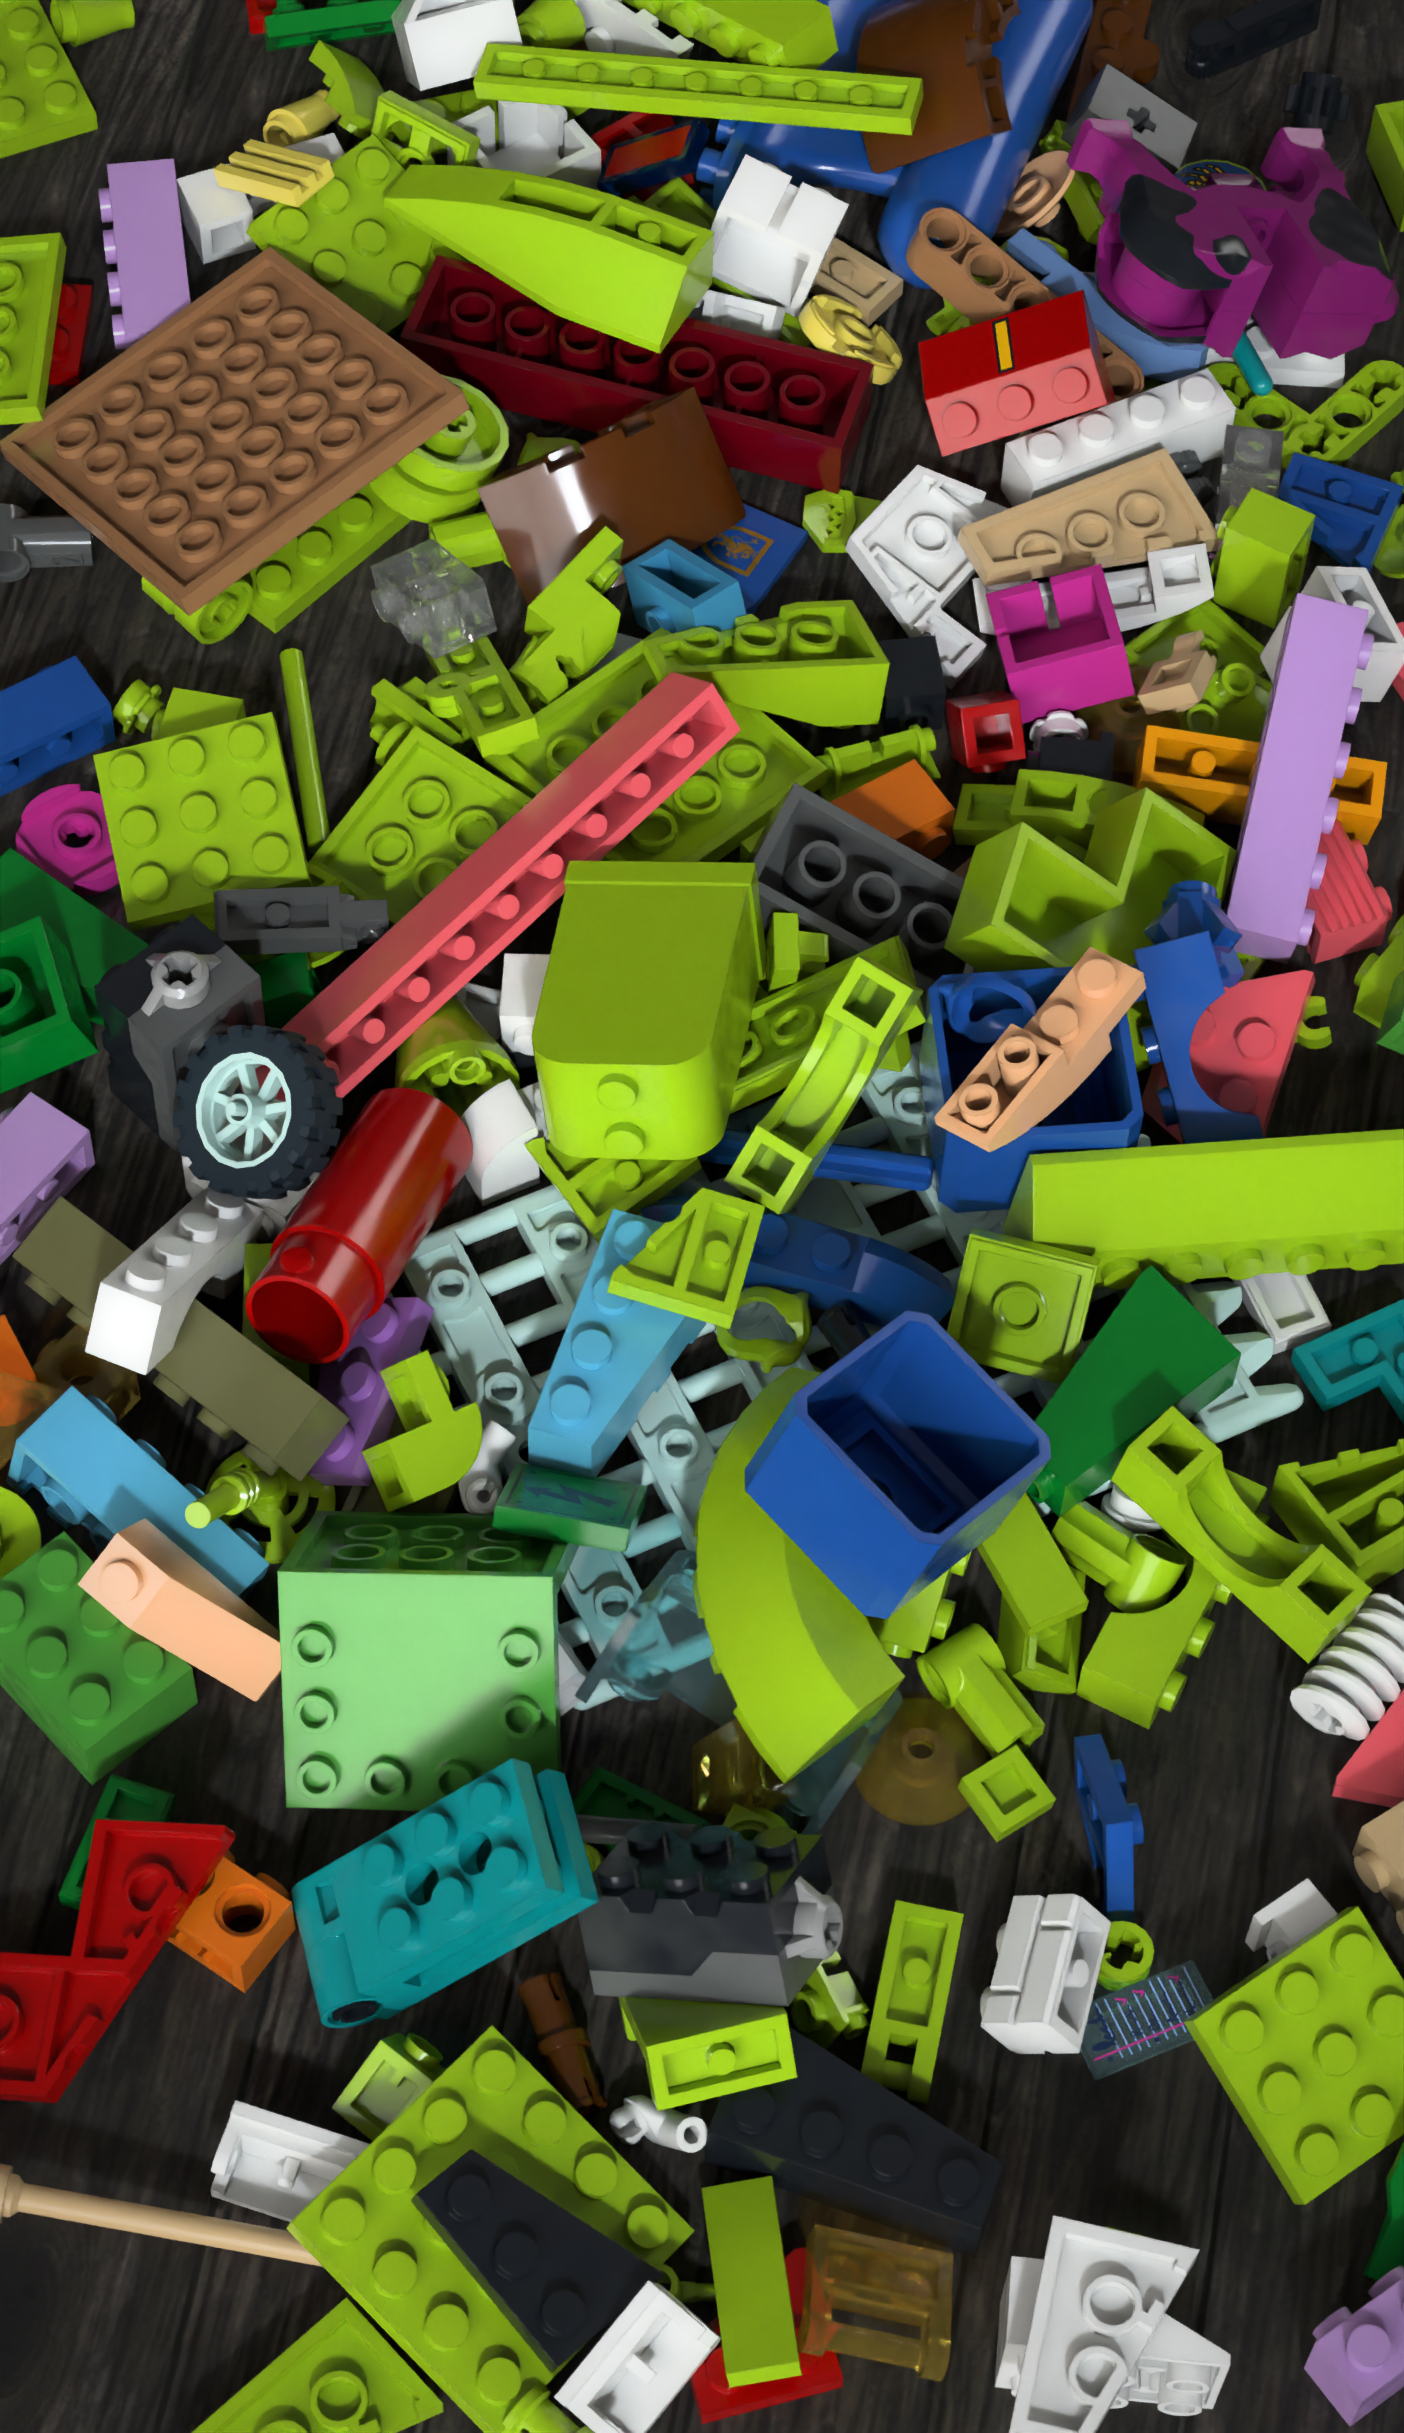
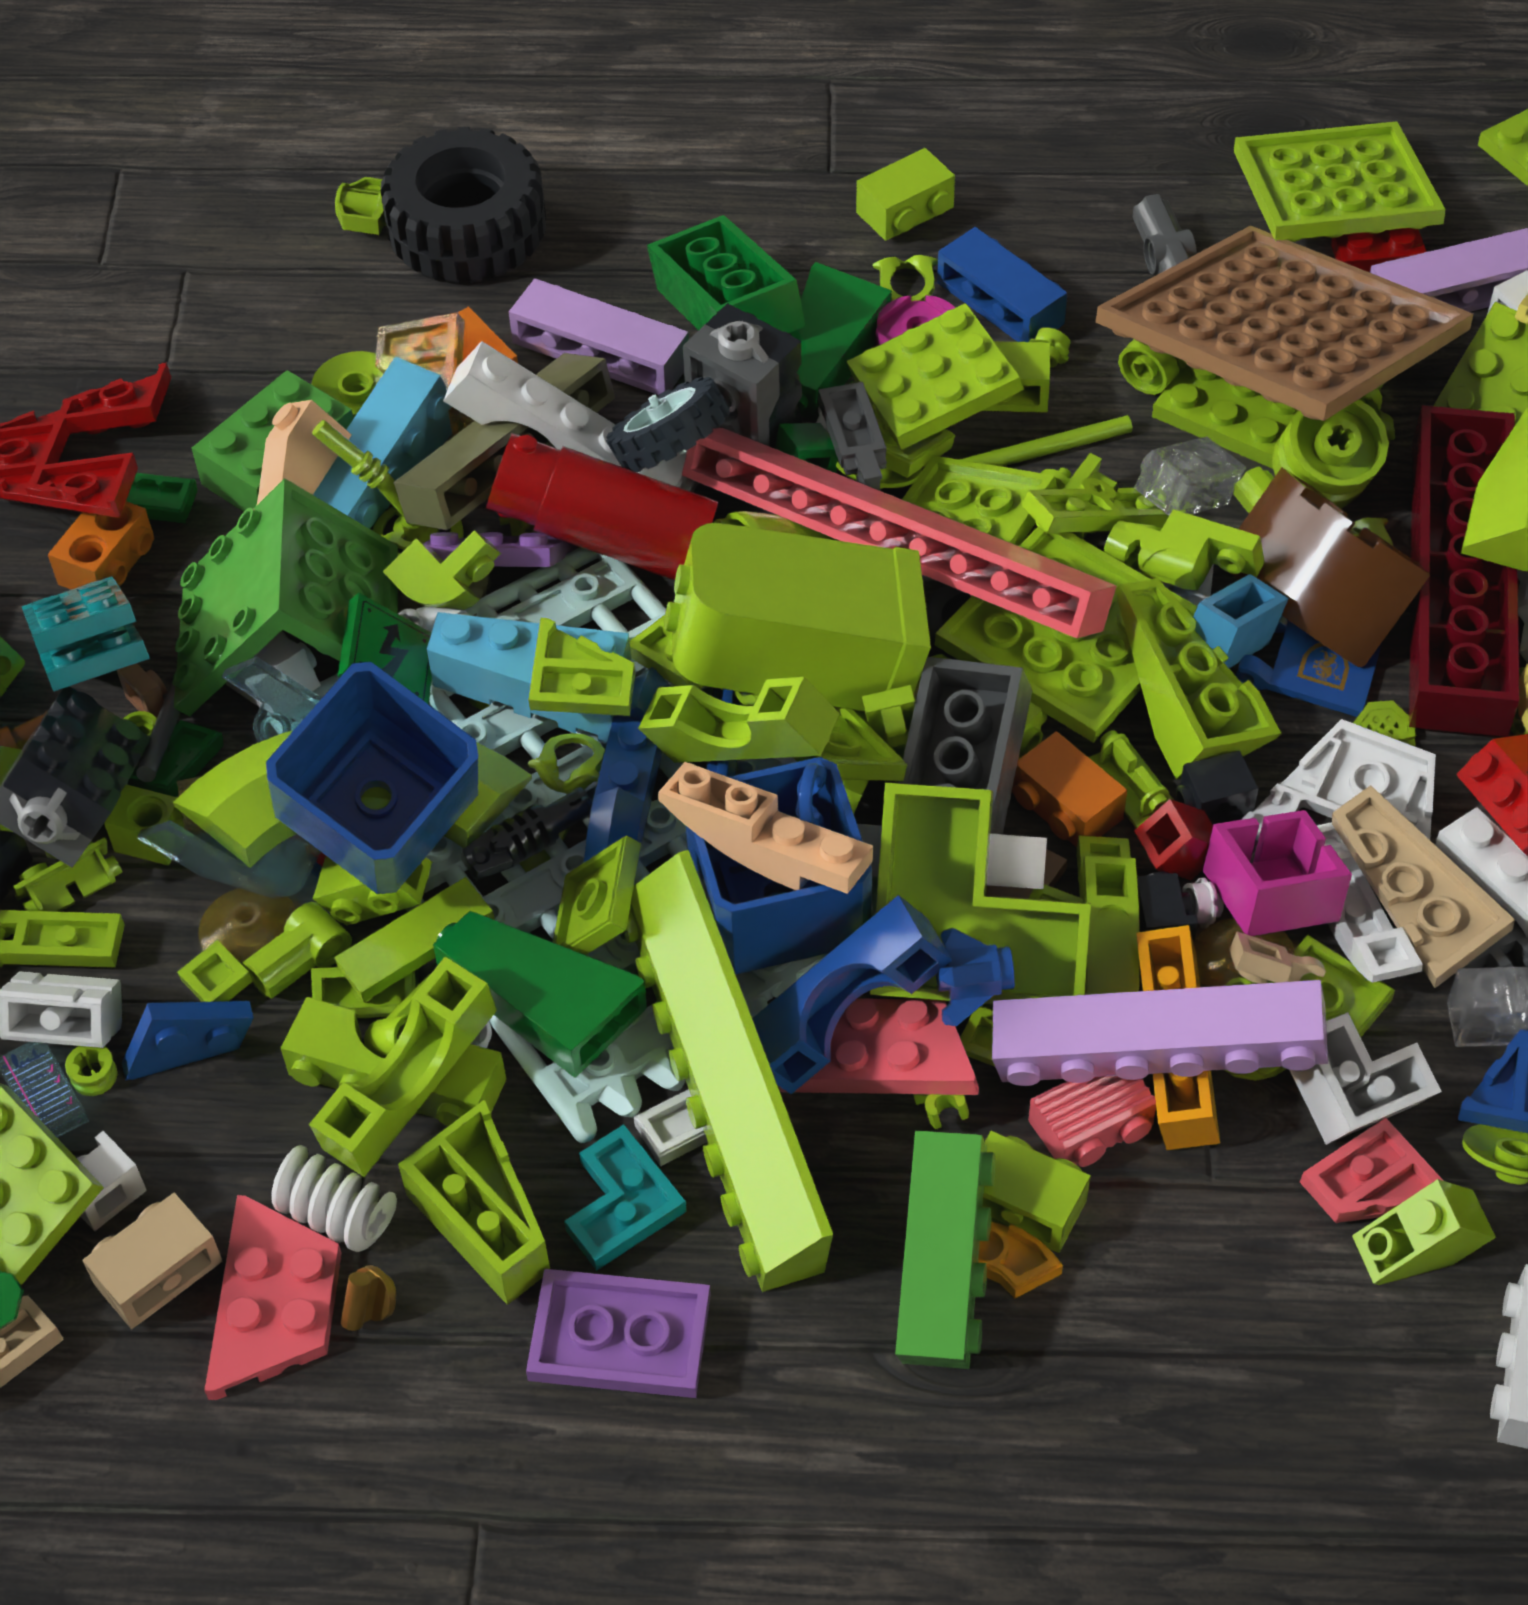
camera: 85 degrees right, 5 degrees down
(1261, 557) = (1429, 1007): lime brick -> none

